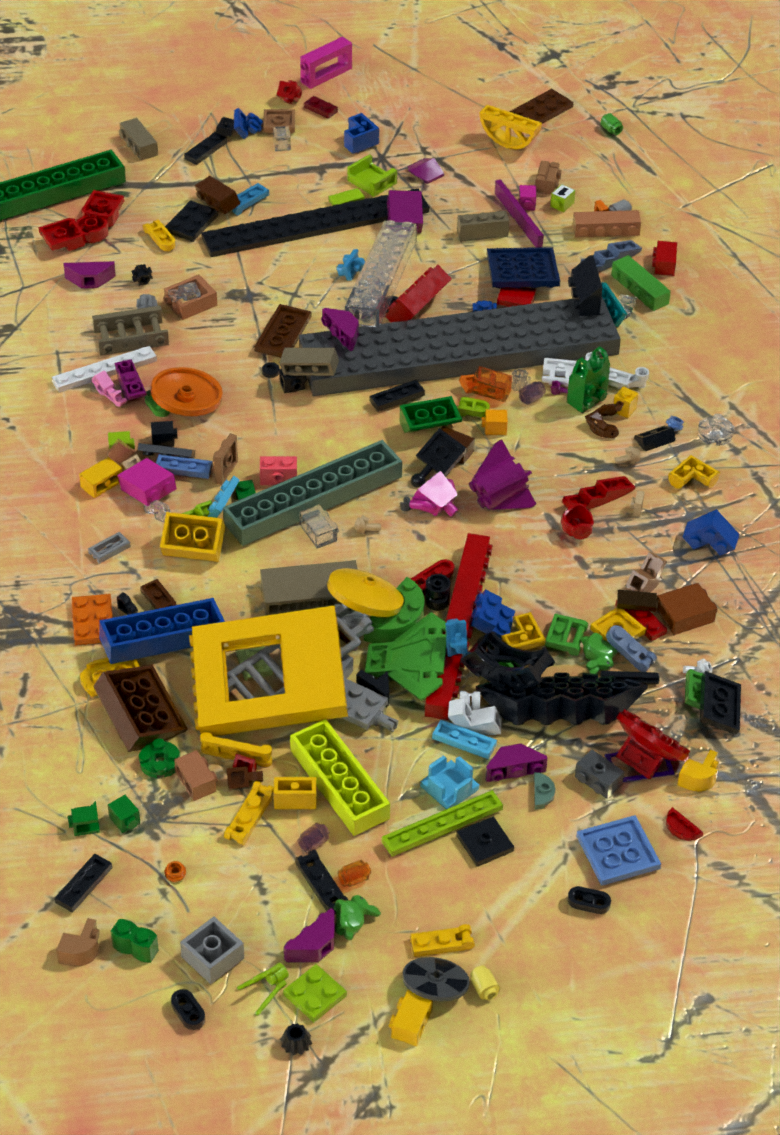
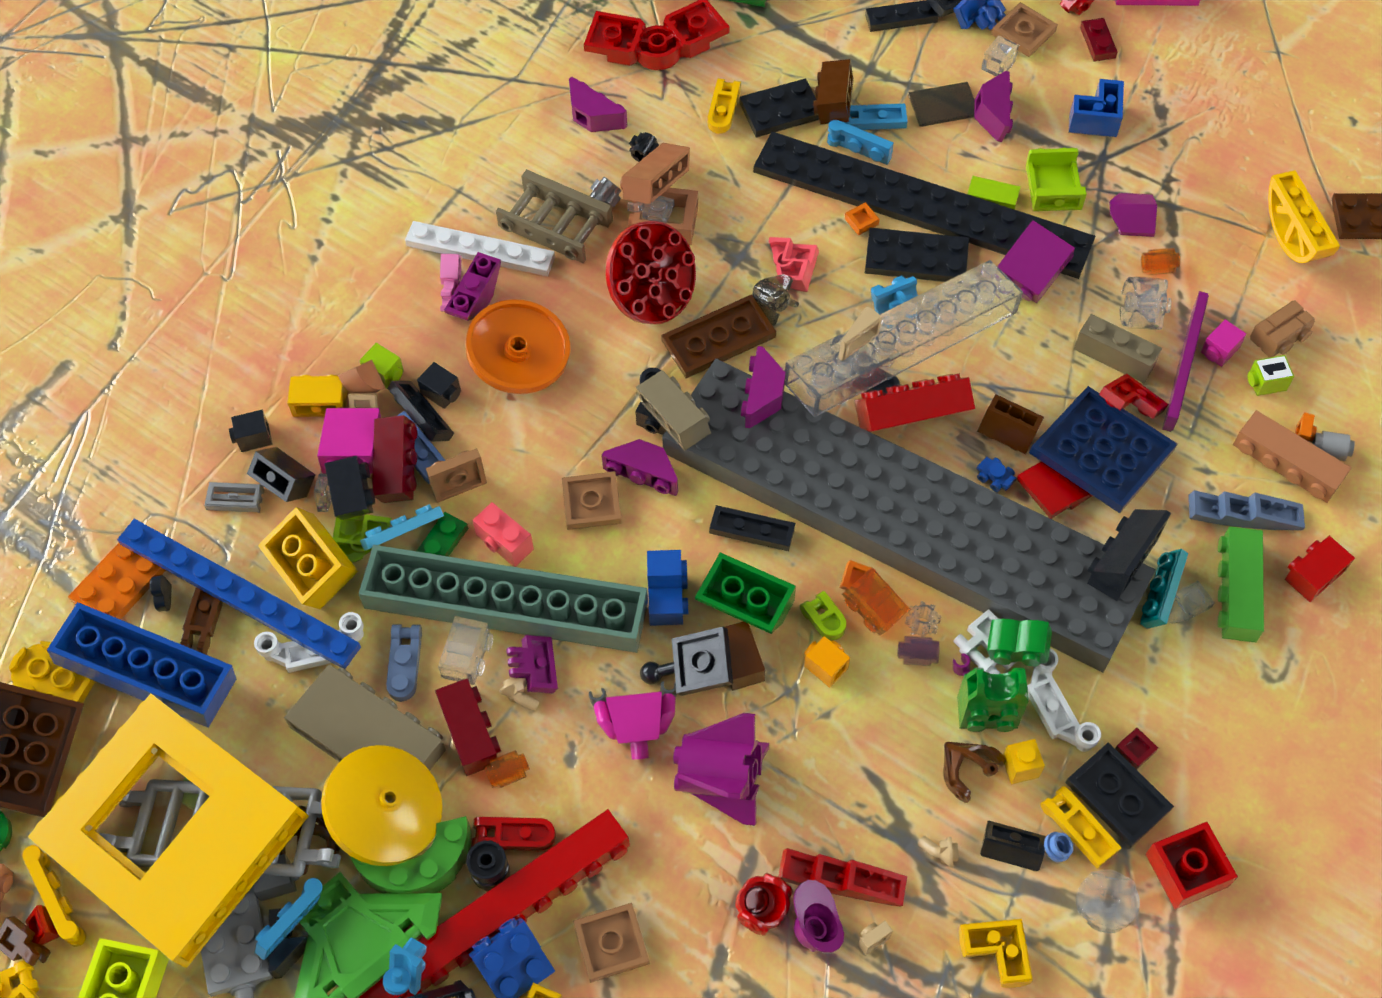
camera: 45 degrees right, 15 degrees up
(83, 512) = (250, 431): none -> black brick
(125, 517) = (281, 474): none -> black brick
(169, 575) = (240, 594): none -> blue plate
(170, 275) = (655, 173): none -> nougat brick
(178, 493) = (349, 487): none -> black brick
(185, 472) = (394, 459): none -> dark red brick
(220, 320) = (650, 272): none -> red bracket
(238, 577) = (297, 657): none -> white plate
(254, 211) = (859, 141): none -> dark azure plate
(275, 175) = (943, 104): none -> clear smoke piece
(281, 280) = (794, 260): none -> coral slope
(289, 550) = (403, 662): none -> sand blue plate
(291, 296) = (773, 296): none -> clear smoke brick
(295, 243) = (861, 218): none -> orange plate
(304, 432) = (591, 500): none -> medium nougat plate
(306, 161) = (994, 106): none -> magenta slope
(314, 402) = (642, 464): none -> magenta slope
(340, 243) = (916, 254): none -> black plate
(359, 507) = (534, 663): none -> magenta hinge
(368, 271) = (861, 332): none -> tan slope
(368, 555) = (468, 725): none -> dark red brick
(374, 664) = (289, 917): none -> dark azure plate
(384, 428) = (665, 583): none -> blue brick
(398, 555) = (507, 769): none -> clear orange brick
(460, 181) = (1160, 261): none -> clear orange brick
(470, 282) = (1010, 424): none -> reddish brown brick
(475, 198) = (1145, 303): none -> clear brick
(507, 241) = (1129, 391): none -> red plate
(527, 583) = (611, 942): none -> medium nougat plate
(568, 355) = (1019, 641): none -> green brick
(606, 514) = (817, 918): none -> magenta piece
(665, 369) = (1136, 748): none -> dark red plate
(665, 409) = (1081, 827): none -> yellow plate
(677, 389) = (1119, 794): none -> black plate
(735, 391) = (1191, 865): none -> red brick

